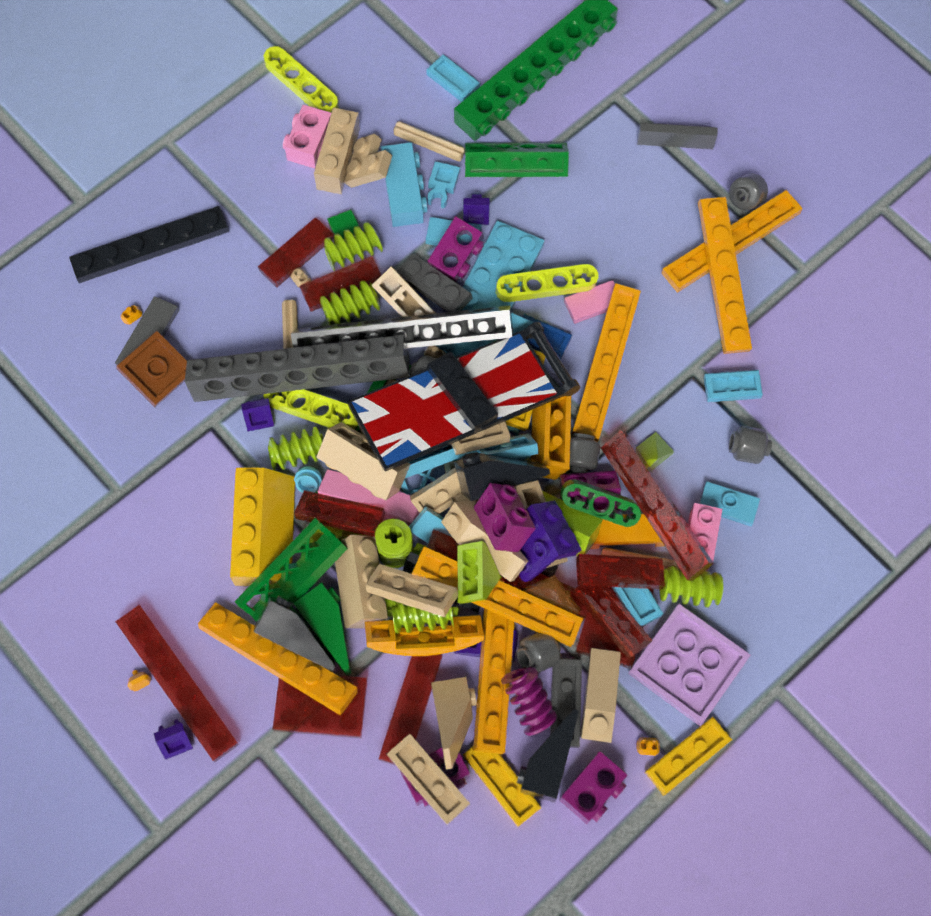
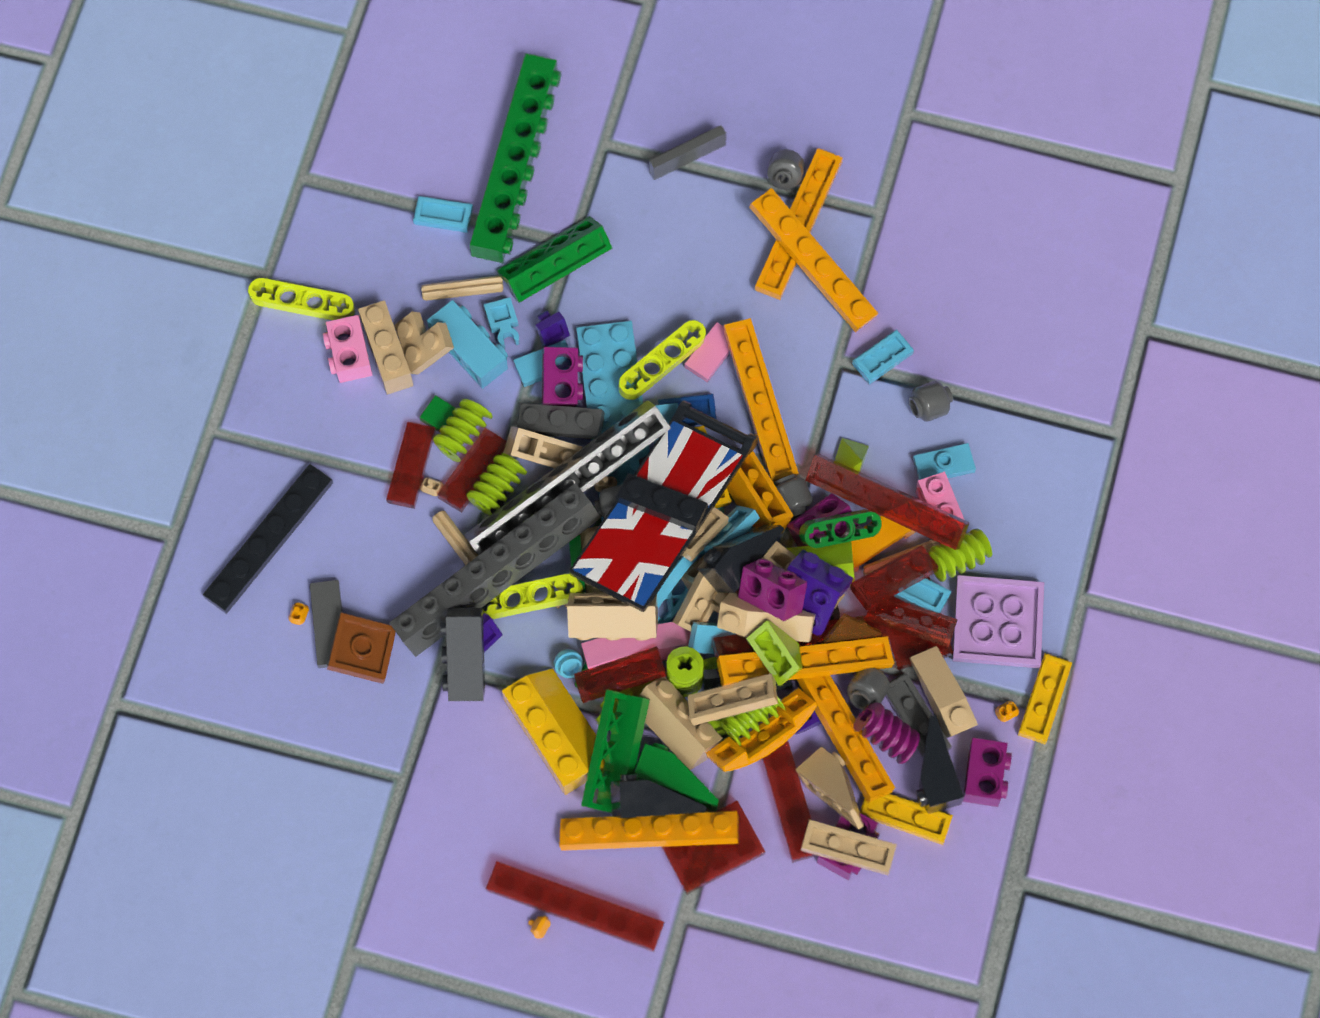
camera: 30 degrees left, 0 degrees up
(173, 740) = (607, 954): dark purple tile -> none
(226, 420) = (463, 654): none -> brick
(295, 448) = (538, 641): lime piece -> none

